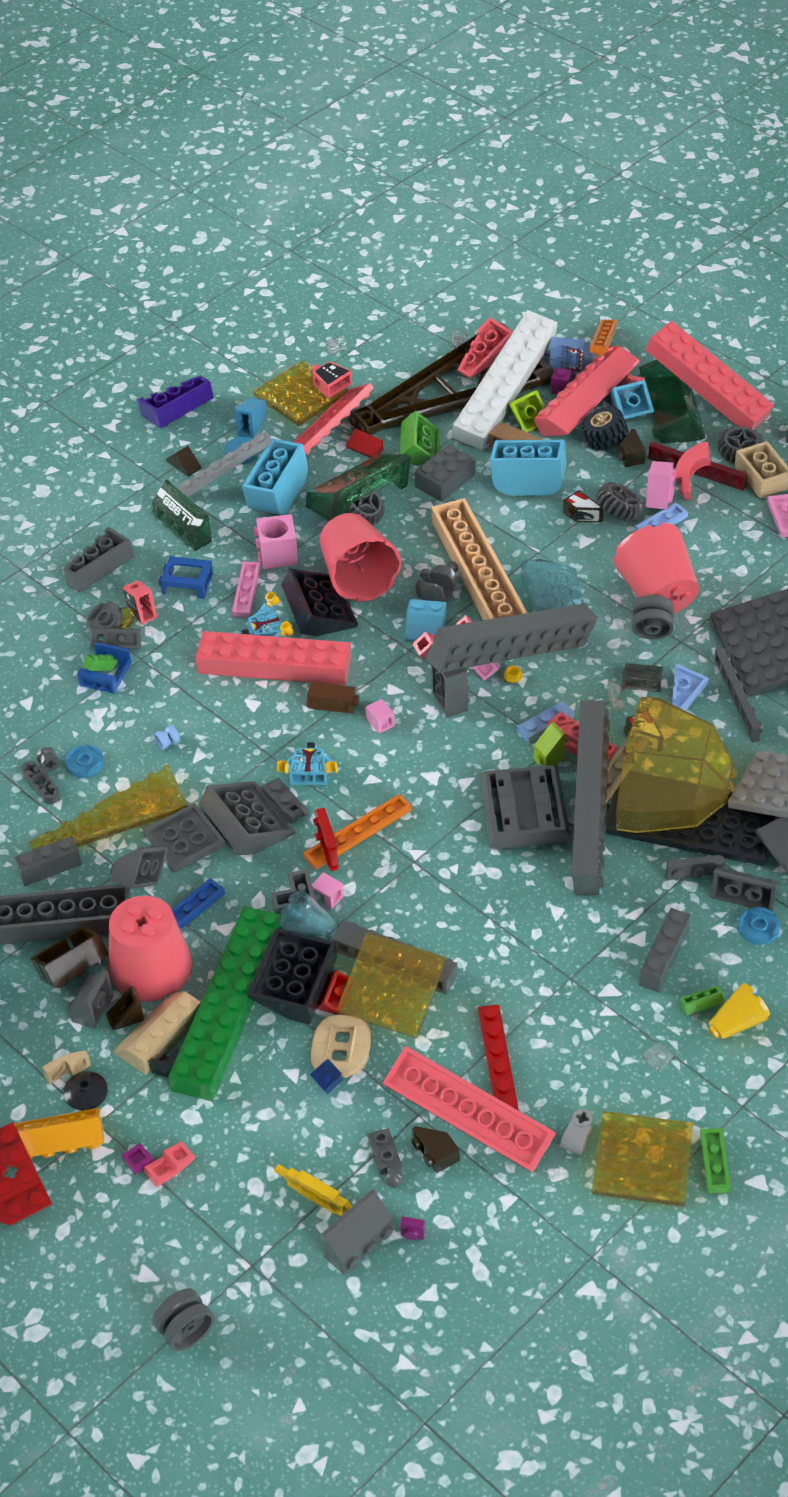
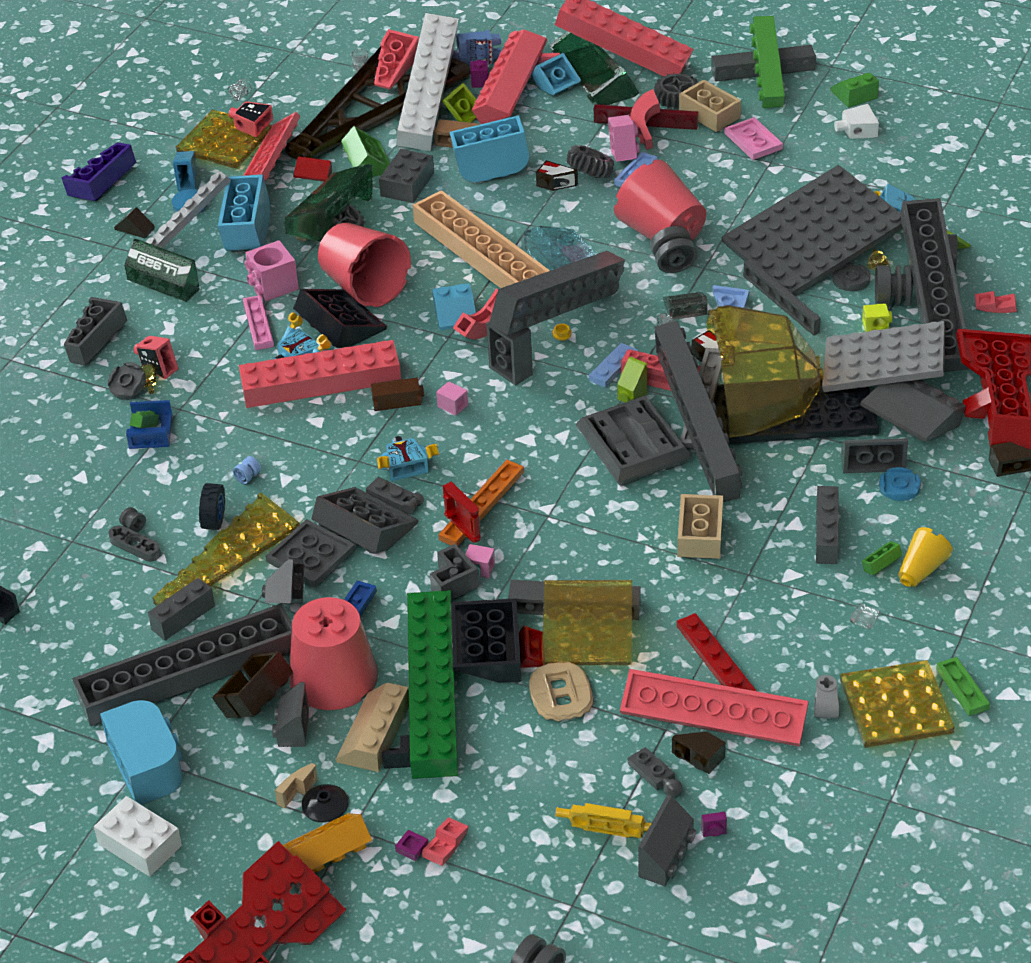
camera: 20 degrees left, 5 degrees down
(84, 761) = (170, 513): dark azure tile -> none
(116, 637) = (151, 392): dark grey plate -> none
(116, 767) = (212, 506): none -> black wheel
(126, 1010) = (333, 718): dark brown slope -> none
(200, 585) = (192, 329): blue panel -> none
(307, 917) = (475, 583): clear light blue cone -> none
(327, 1076) = (564, 718): clear blue piece -> none
(437, 583) = (450, 269): dark grey piece -> none
(487, 670) = (537, 332): bright pink panel -> none
(543, 916) = (700, 526): none -> tan brick
(603, 336) = (504, 25): orange plate -> none
(604, 428) = (543, 103): black wheel -> none
(632, 450) = (578, 117): dark brown slope -> none
(693, 867) = (817, 450): dark grey plate -> none

